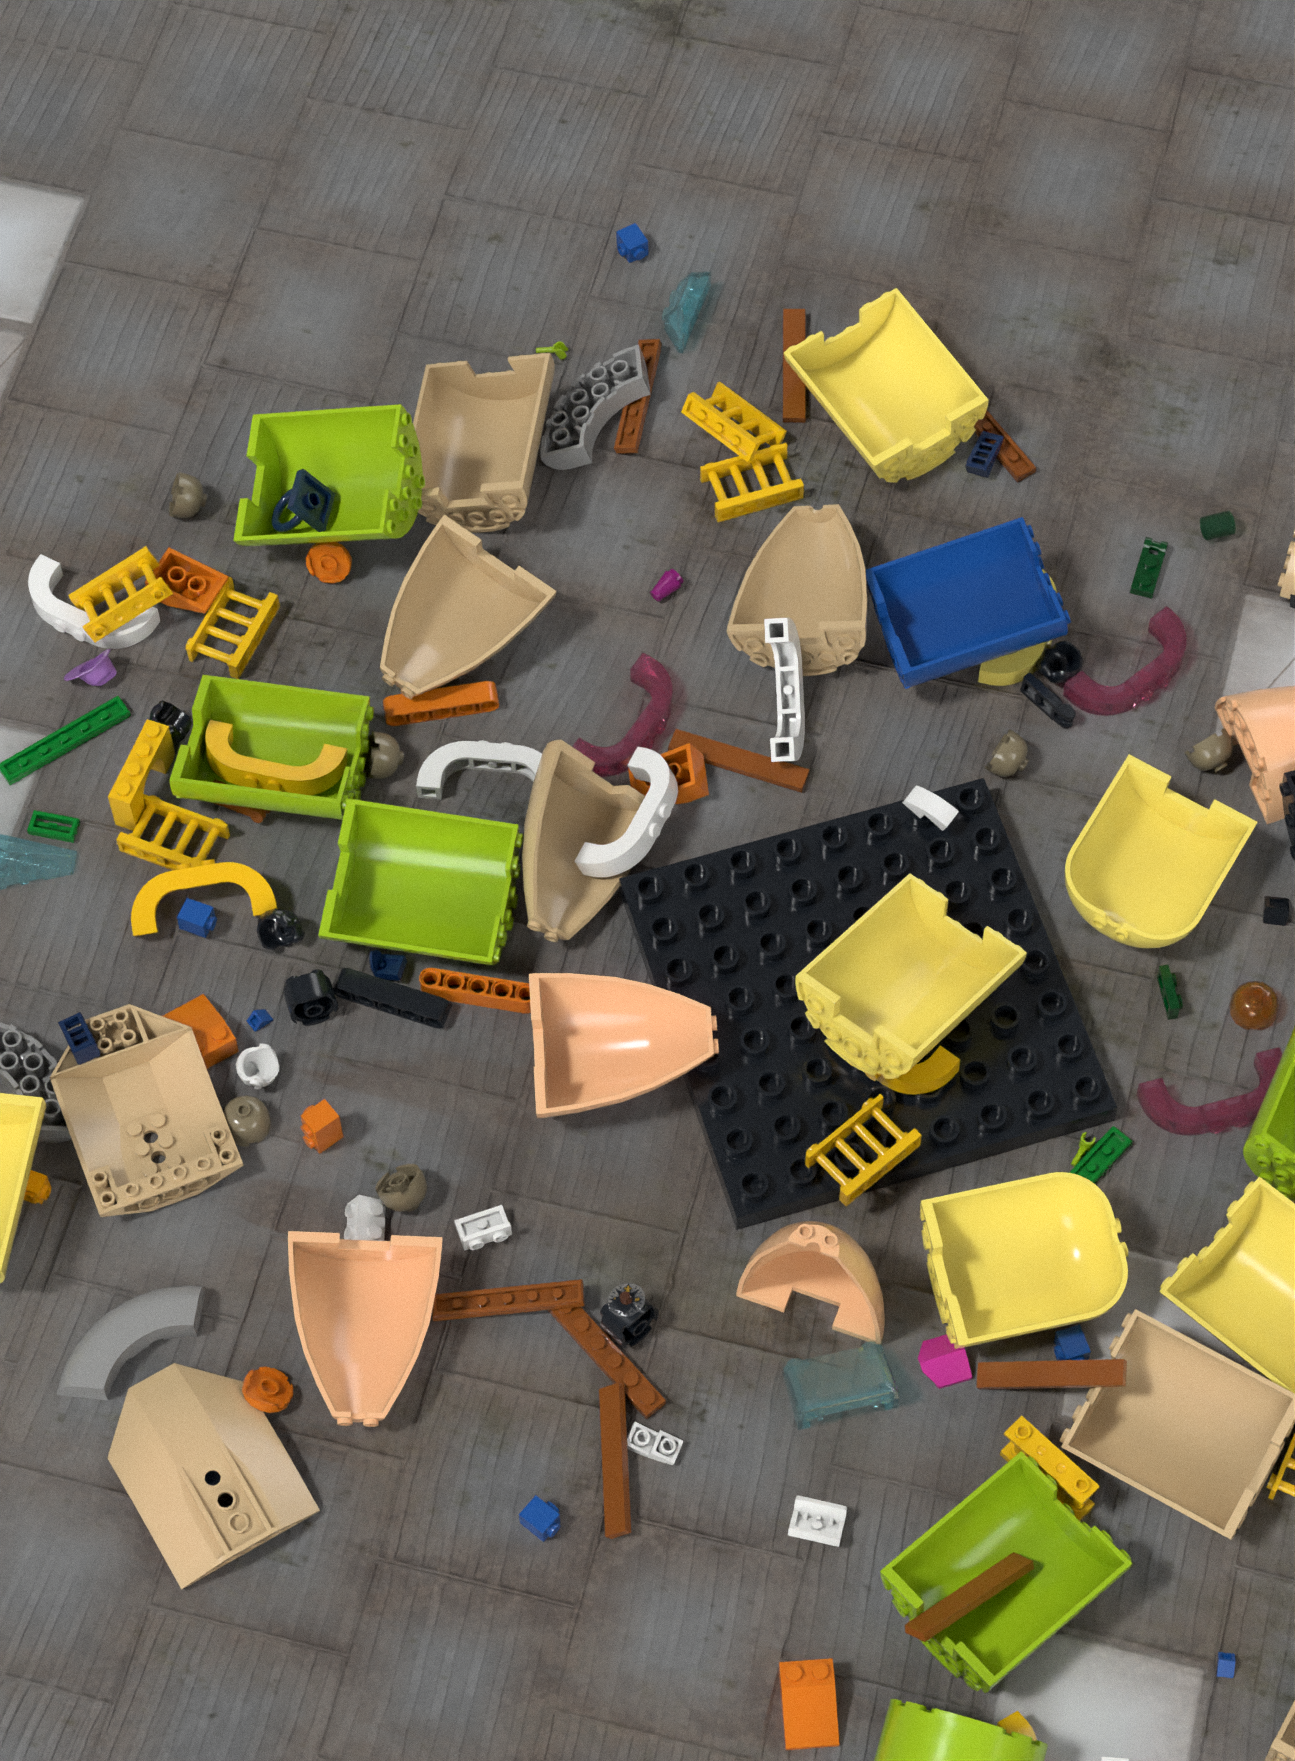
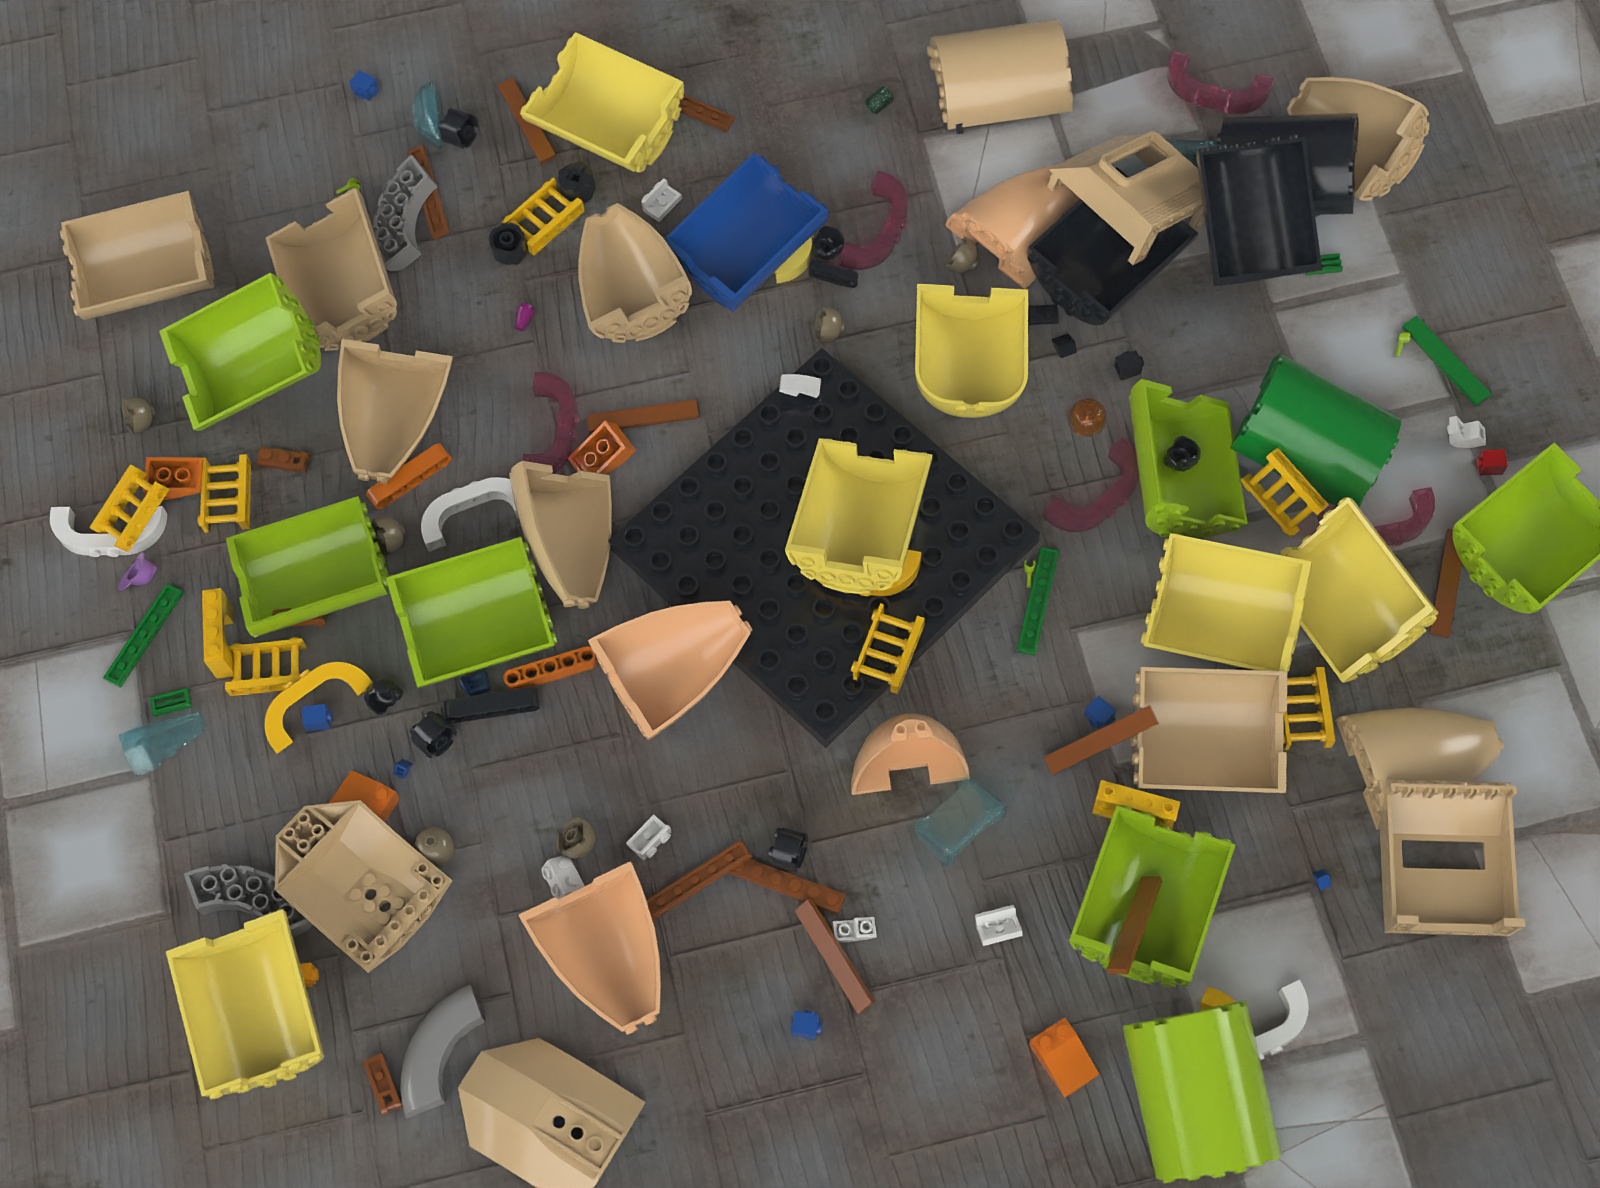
camera: 25 degrees left, 5 degrees up
(52, 1343) = (382, 1083): none -> dark orange plate
(88, 1049) = (292, 855): dark blue slope -> none
(170, 715) = (215, 579): black hair -> none
(257, 1066) = (422, 803): white cap -> none
(267, 1389) = (559, 1035): orange tile -> none
(270, 775) = (311, 588): yellow arch -> none
(277, 321) = (136, 255): none -> tan cylinder
(308, 500) = (234, 375): tile -> none
(315, 620) = (282, 459): none -> dark orange plate
(321, 1126) = (493, 823): orange brick -> none
(329, 562) = (271, 412): orange tile -> none
(629, 1294) = (784, 832): piece -> none
(646, 825) = (608, 493): white arch -> none
(693, 495) = (508, 244): none -> black brick
(710, 339) = (458, 128): none -> black brick
(726, 430) = (507, 179): yellow fence -> none
(790, 733) = (651, 345): white arch -> none
(811, 461) = (577, 182): none -> black brick
(895, 525) = (660, 200): none -> white bracket
(943, 1362) = (1019, 766): dark pink slope -> none
(980, 469) = (694, 135): dark blue slope -> none
(1022, 1257) = (1039, 670): light yellow cylinder -> none
(1148, 568) = (849, 151): dark green plate -> none
(1167, 984) = (1023, 432): dark green plate -> none
(1265, 860) = (1042, 314): none -> black hinge

